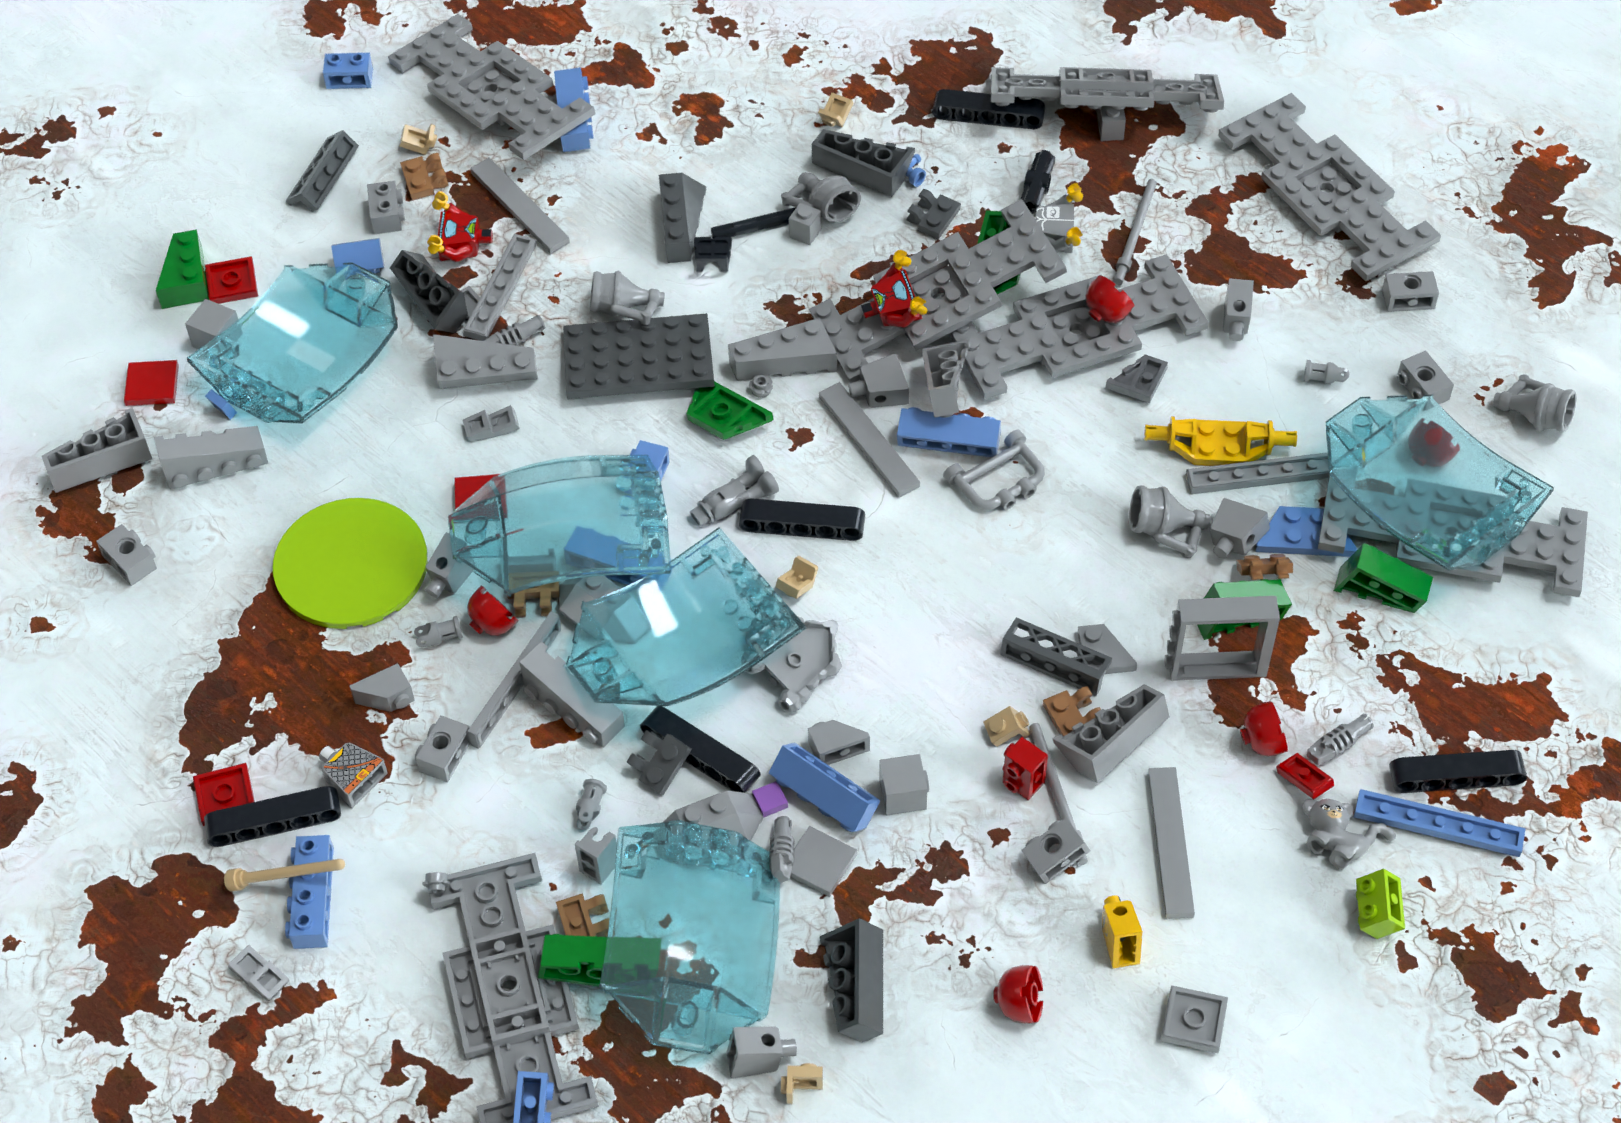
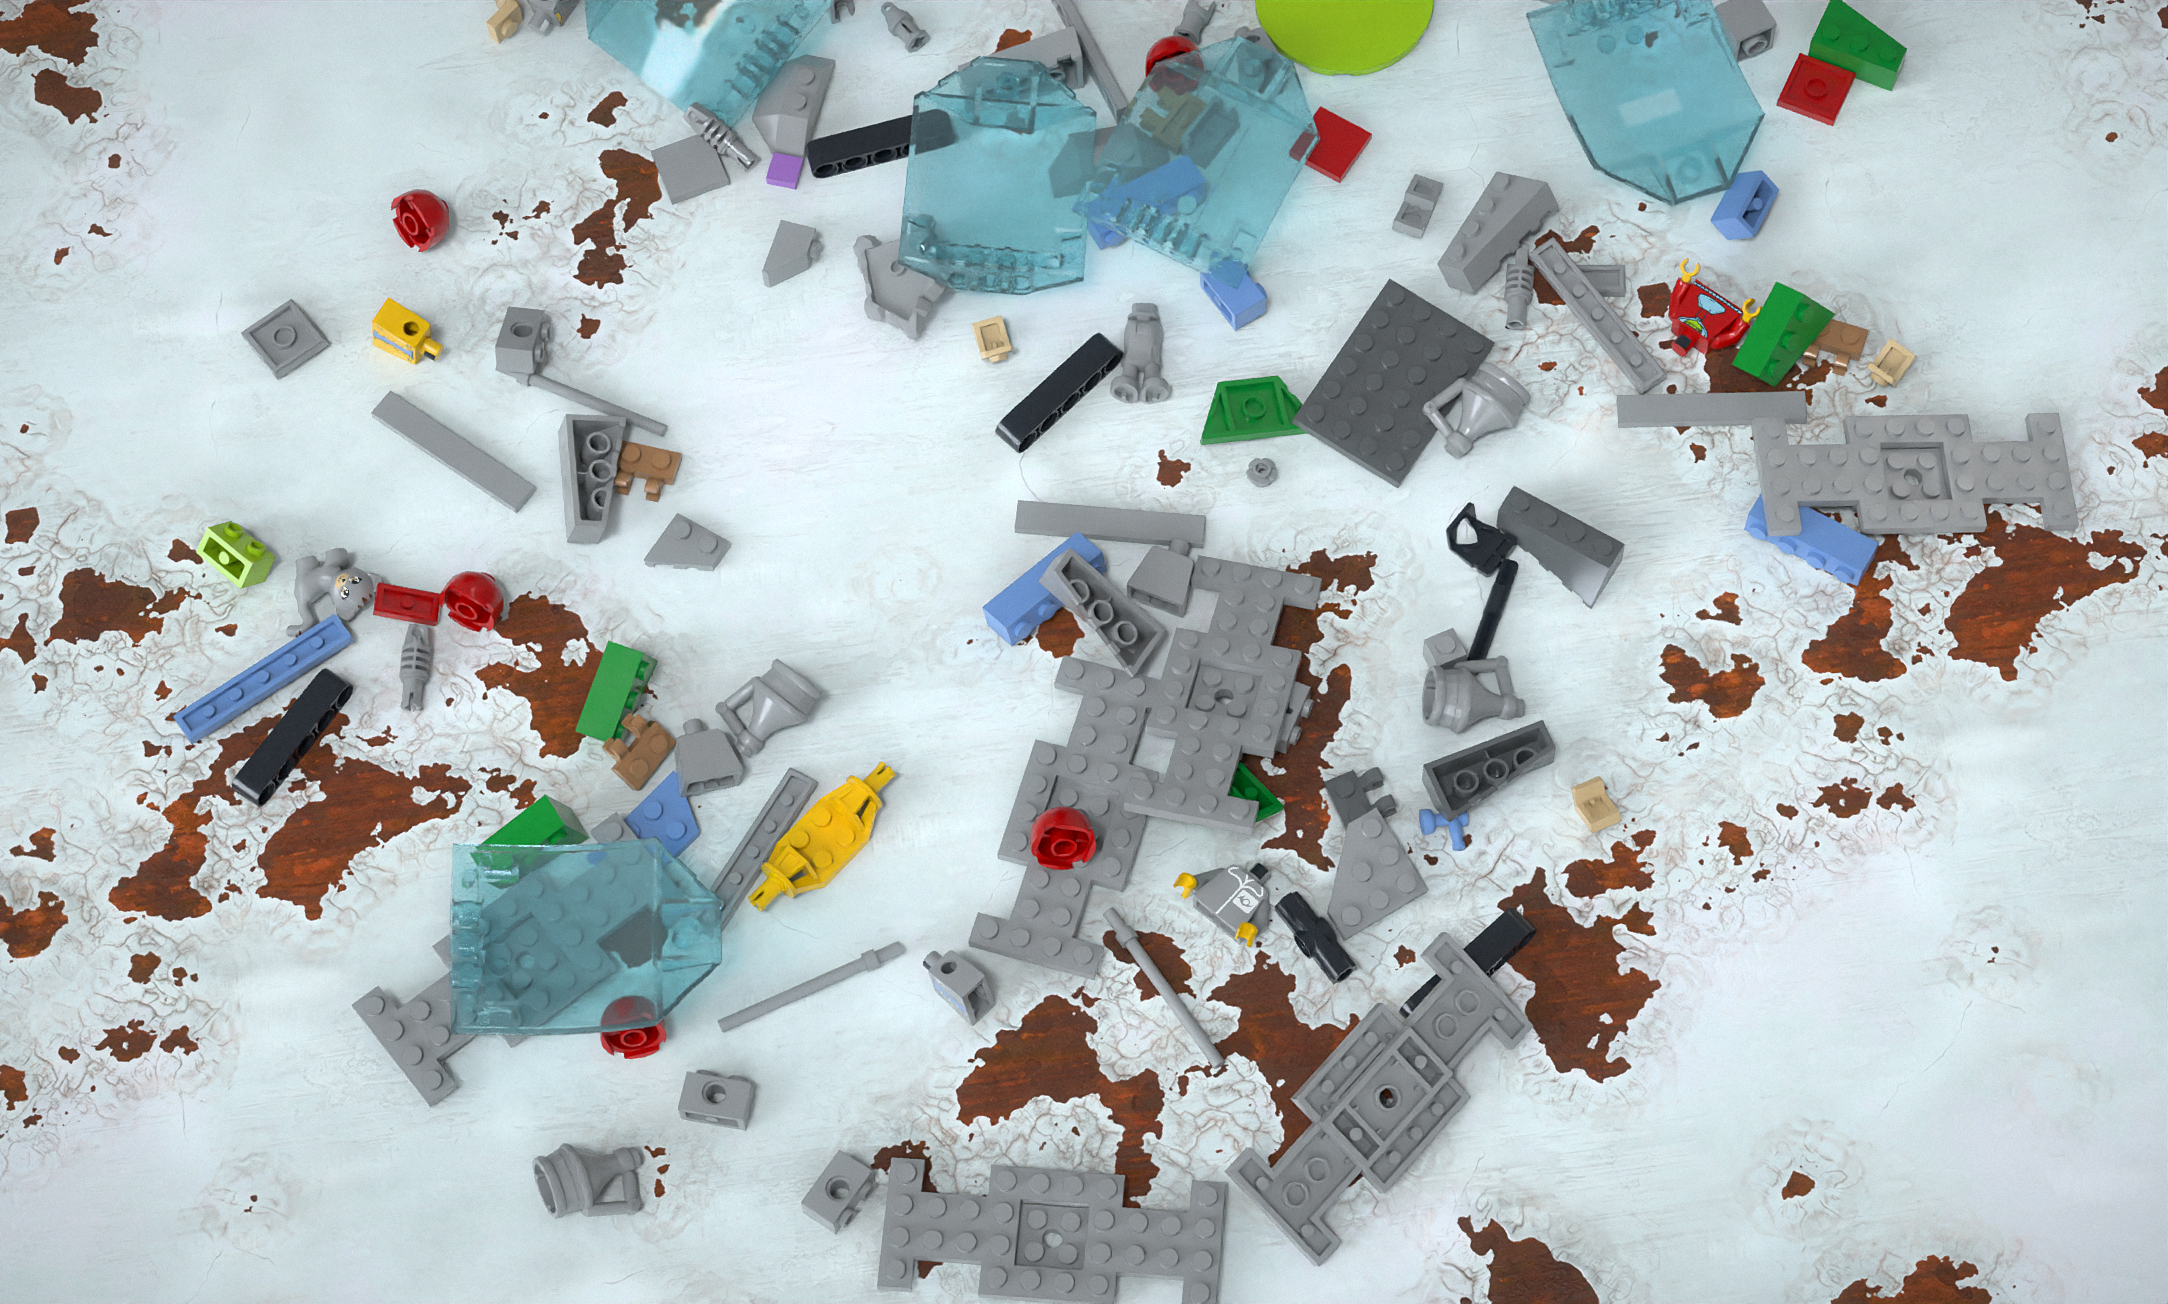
camera: 130 degrees right, 10 degrees up
(323, 171) = (1913, 251): dark grey fence -> none
(347, 70) = (2062, 358): medium blue brick -> none
(384, 207) = (1807, 272): light grey brick -> none
(435, 296) = (1637, 240): dark grey wedge -> none
(460, 185) = (1781, 334): none -> green wedge
(665, 762) = (892, 100): dark grey plate -> none
(784, 352) = (1277, 518): light grey wedge -> none
(824, 787) = (749, 207): medium blue brick -> none
(856, 977) = (550, 112): dark grey wedge -> none
(895, 296) = (1232, 628): torso -> none
(903, 784) = (694, 269): light grey head -> none
(978, 177) = (1371, 876): none -> light grey plate
(1006, 725) = (679, 404): tan bracket -> none
(1024, 768) = (618, 369): red brick -> none
(1026, 486) = (929, 592): light grey bar -> none
(1051, 659) = (711, 486): dark grey fence -> none
(1140, 378) = (962, 827): flat silver wing -> none
(1222, 664) = (562, 658): light grey window -> none
(1265, 370) = (869, 960): none -> light grey bar
(1330, 372) = (812, 1012): light grey piece -> none

